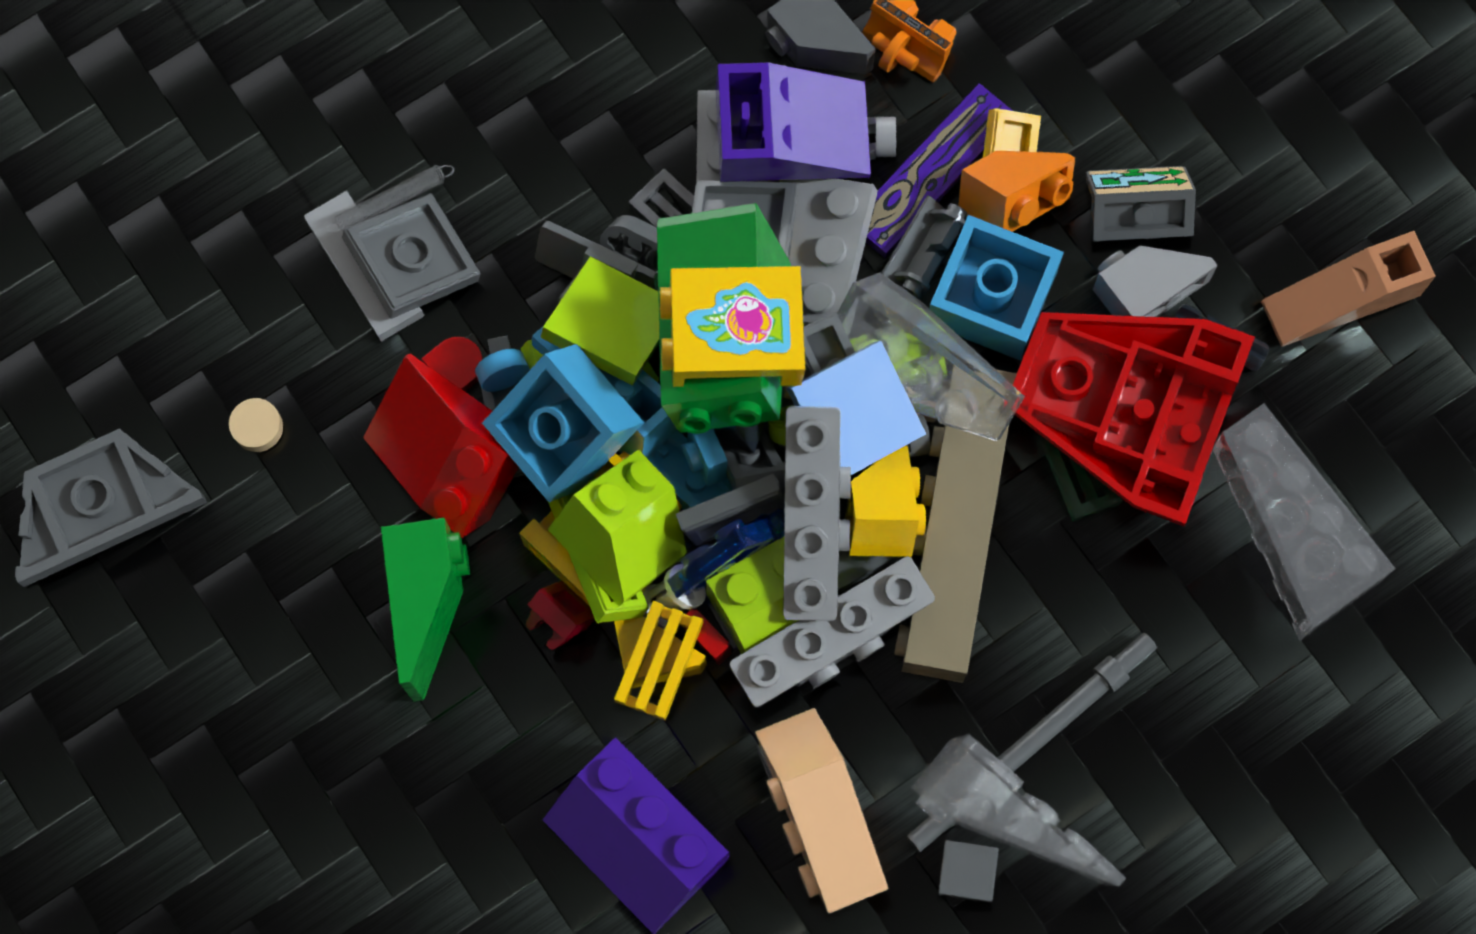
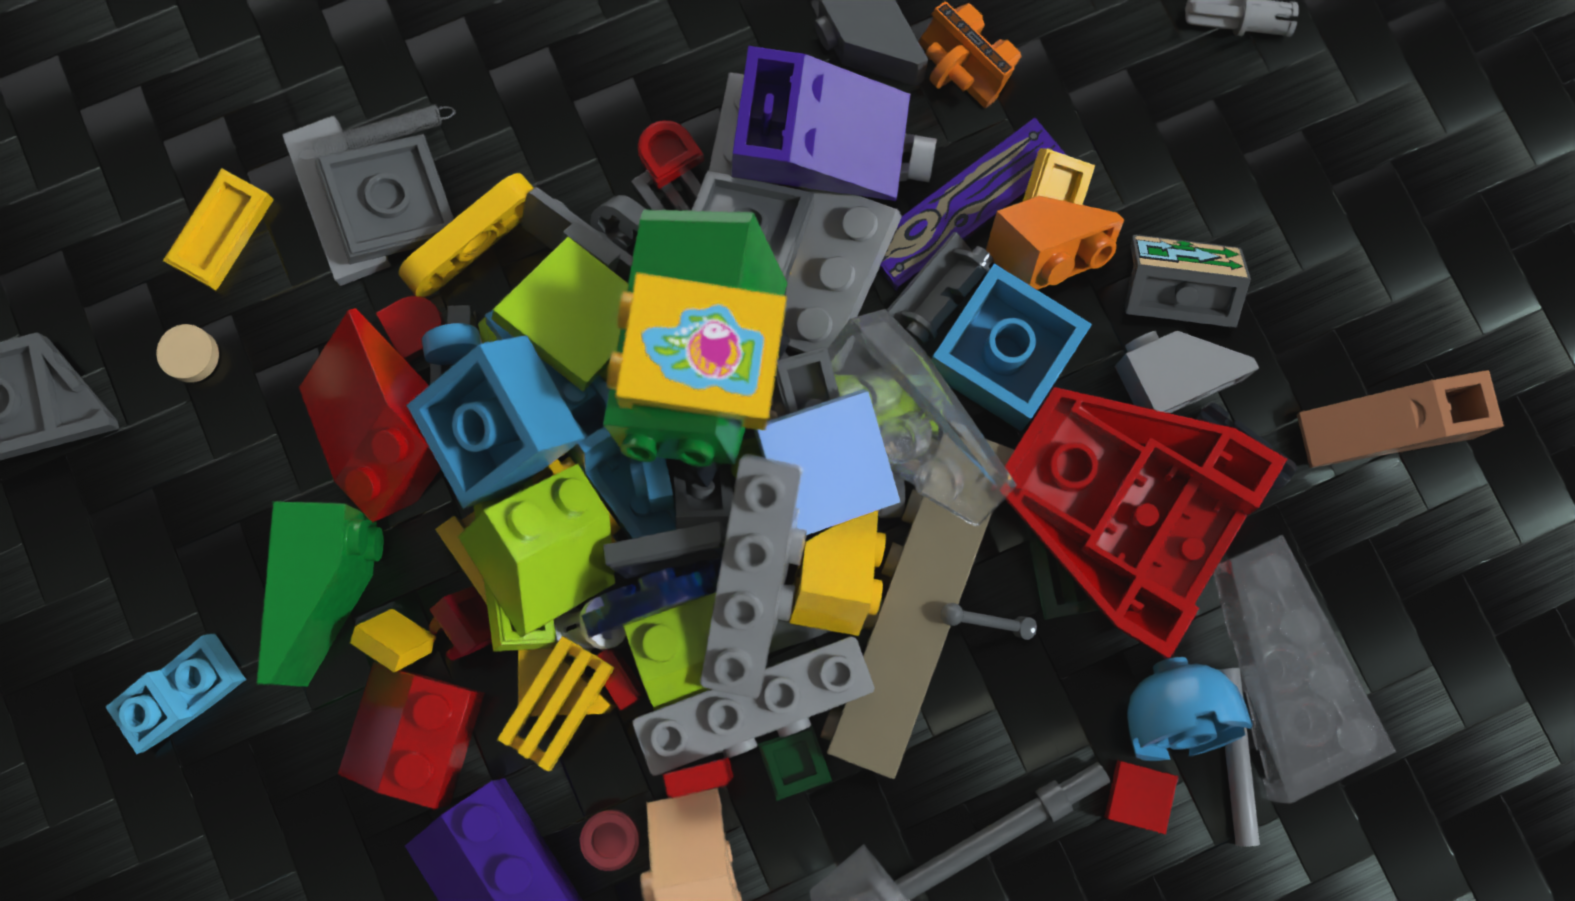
camera: 10 degrees right, 5 degrees up
(260, 310) = (218, 229): none -> yellow tile
(308, 725) = (175, 694): none -> medium azure slope
(490, 276) = (466, 237): none -> yellow beam
(498, 639) = (393, 640): none -> yellow tile
(528, 718) = (411, 736): none -> red slope
(657, 170) = (667, 152): none -> red tile
(725, 780) = (610, 840): none -> coral tile
(796, 699) = (698, 777): none -> red tile
(875, 683) = (794, 763): none -> dark green tile
(1053, 529) = (1022, 626): none -> dark grey hinge
(1187, 656) = (1141, 797): none -> red tile
(1209, 571) = (1185, 709): none -> dark azure cylinder
(1265, 607) = (1241, 781): none -> light grey bar

